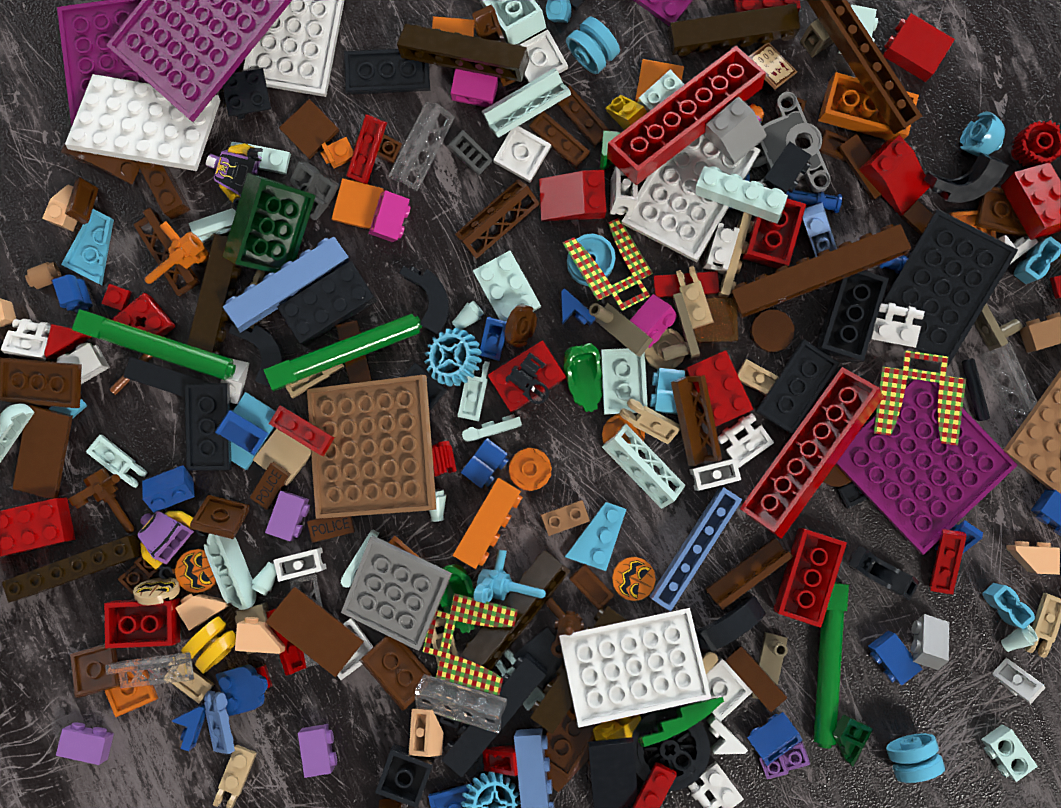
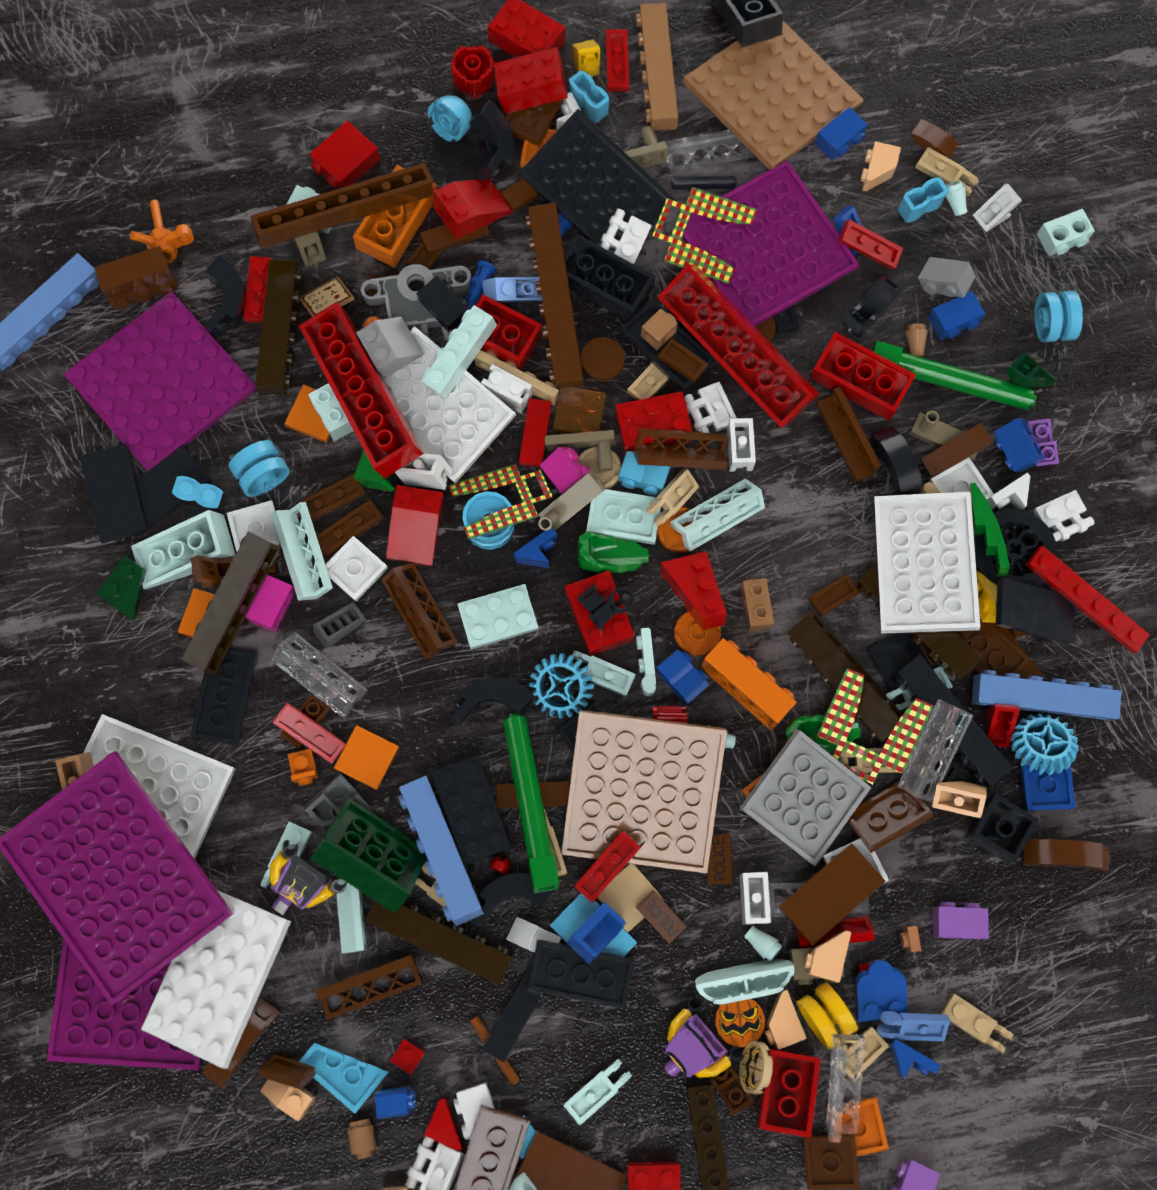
camera: 80 degrees left, 10 degrees down
(102, 487) = (627, 1111): reddish brown piece -> none
(146, 308) = (460, 1035): red brick -> none
(153, 345) = (477, 1013): green brick -> none
(164, 189) = (296, 972): reddish brown brick -> none
(168, 488) = (642, 1033): blue brick -> none
(183, 251) = (377, 956): orange piece -> none
(220, 517) = (685, 978): reddish brown tile -> none
(246, 93) = (213, 852): black hinge -> none
(286, 338) = (500, 866): none -> red hinge
(288, 516) = (698, 903): medium lavender brick -> none
(293, 707) = (910, 939): none -> nougat plate
(309, 129) = (267, 794): reddish brown tile -> none
(350, 572) = (760, 835): light aqua hinge -> none
(389, 216) = (390, 723): dark pink brick -> none
(468, 315) = (518, 662): light aqua cone -> none
(493, 339) = (549, 638): blue slope -> none
(498, 583) = (813, 690): medium azure piece -> none
(520, 325) = (543, 606): reddish brown tile -> none
(567, 460) = (697, 588): none -> red wedge
(567, 624) = (870, 628): reddish brown piece -> none
(598, 539) = (783, 576): medium azure wing -> none
(625, 111) = (340, 450): yellow slope -> none
(633, 578) = (832, 550): tile -> none
(695, 300) = (554, 424): tan hinge -> none
(695, 548) = (813, 480): medium blue brick -> none
(784, 403) = (682, 360): none -> reddish brown tile
(810, 375) = (659, 329): none -> medium nougat brick
(862, 622) = (916, 338): none -> medium nougat cone

